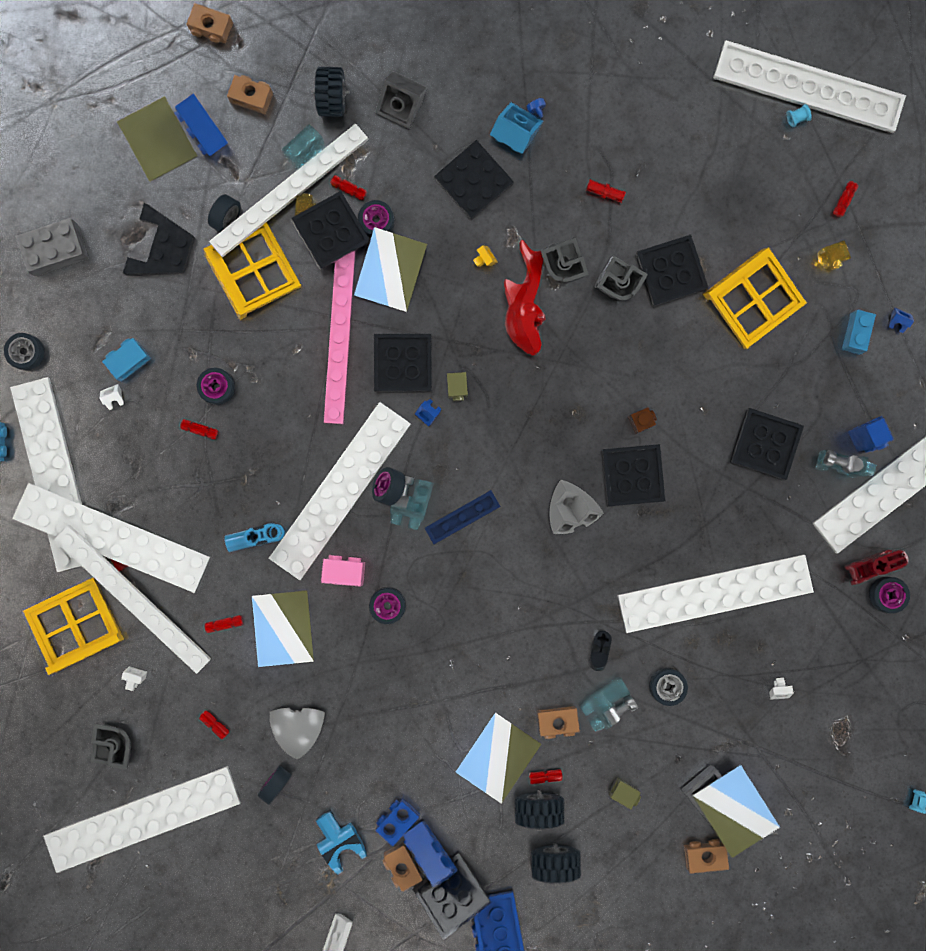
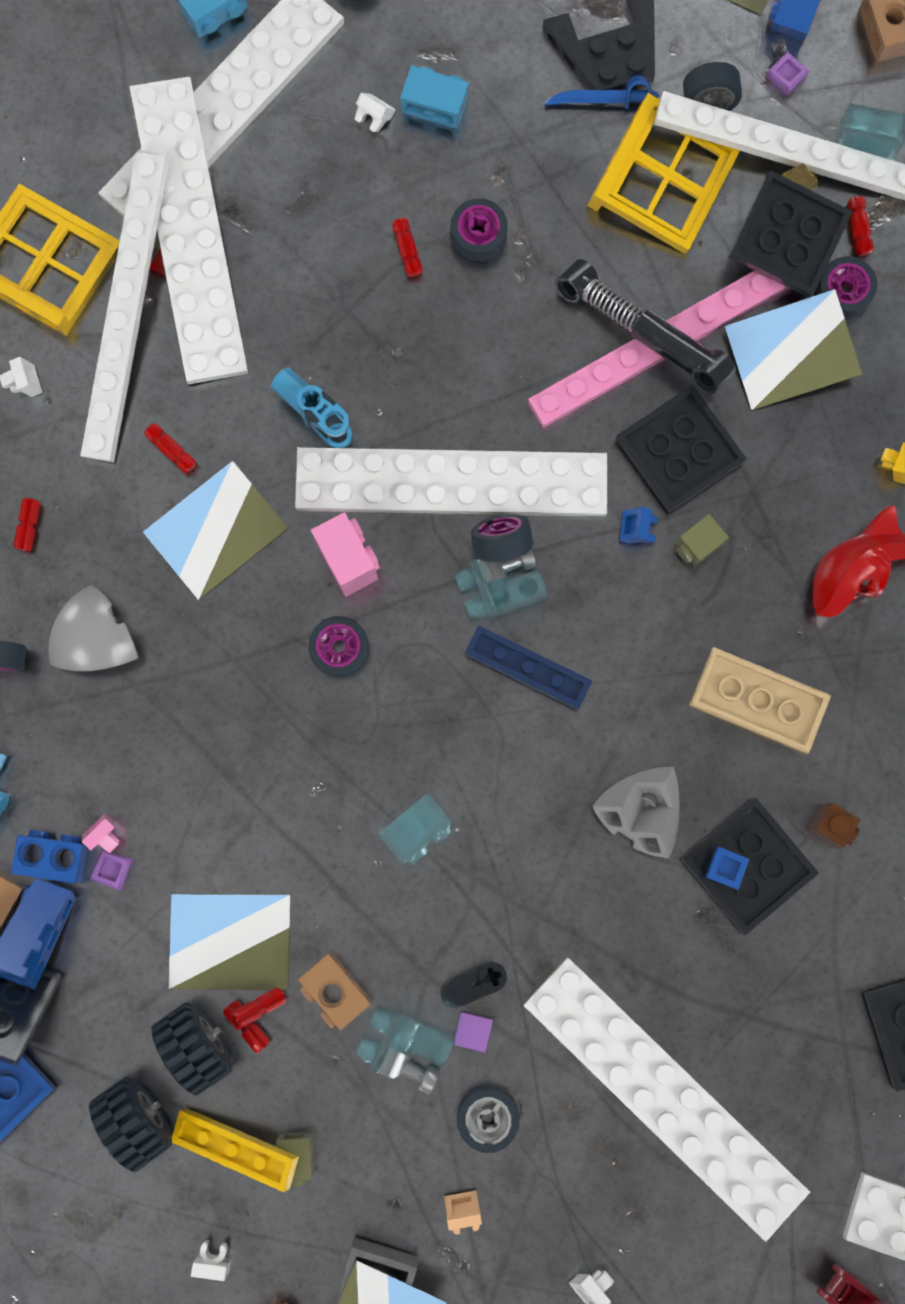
camera: 65 degrees right, 5 degrees down
(189, 267) = (606, 96): none -> blue sword
(240, 165) = (787, 73): none -> medium lavender tile
(371, 323) = (707, 367): none -> black piece
(401, 788) = (101, 834): none -> bright pink tile
(422, 794) = (111, 869): none -> medium lavender tile
(505, 628) = (416, 829): none -> clear light blue brick
(540, 768) = (253, 1010): none -> red piece
(556, 412) = (760, 700): none -> tan tile
(601, 820) = (235, 1149): none -> yellow plate
(622, 666) = (473, 1031): none -> medium lavender tile
(627, 489) = (727, 868): none -> blue tile
(648, 868) = (211, 1266): none -> white tile
(703, 728) = (463, 1211): none -> light nougat tile

